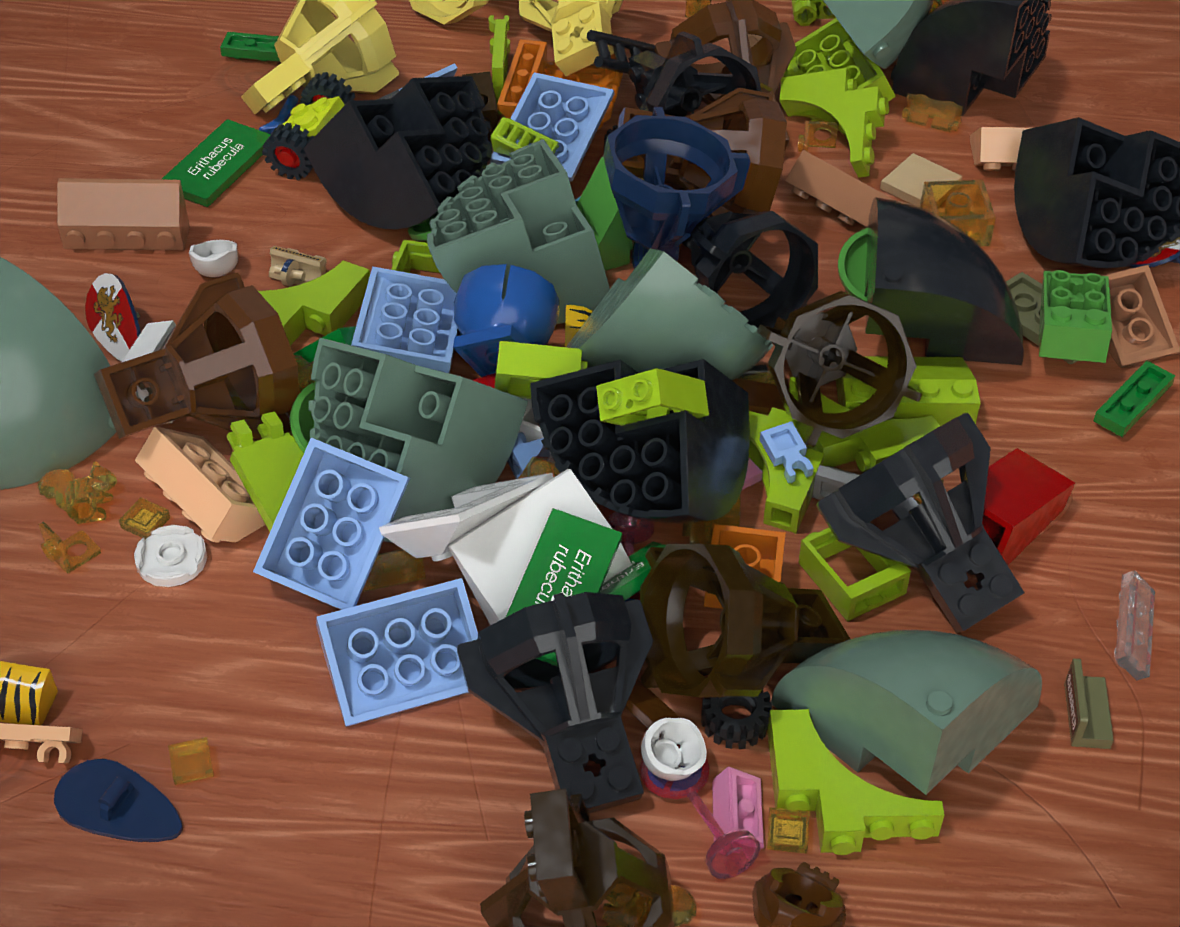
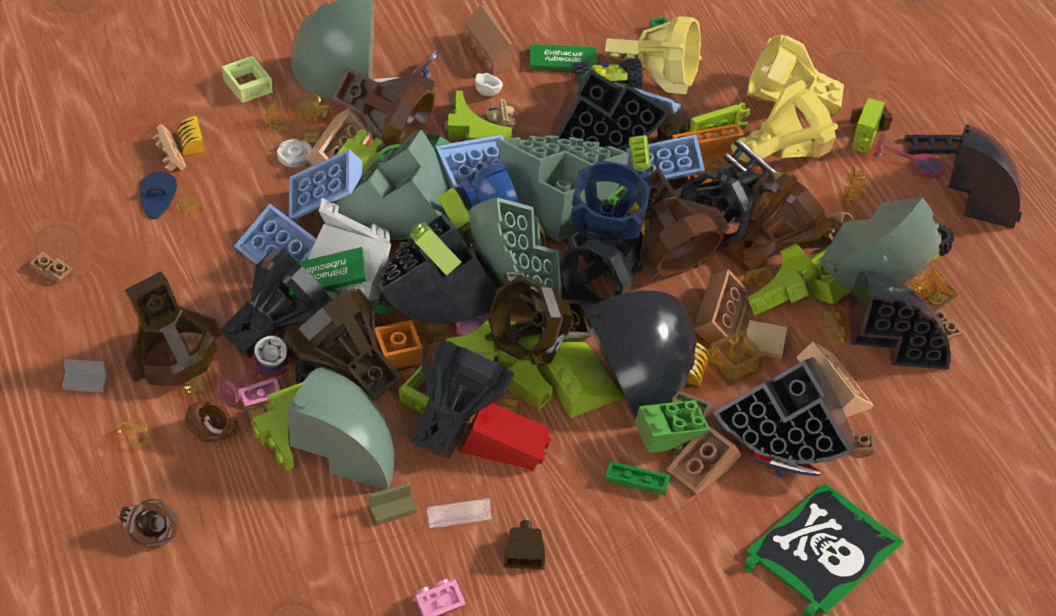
camera: 60 degrees right, 0 degrees up
(786, 447) = (477, 332): light blue plate -> none

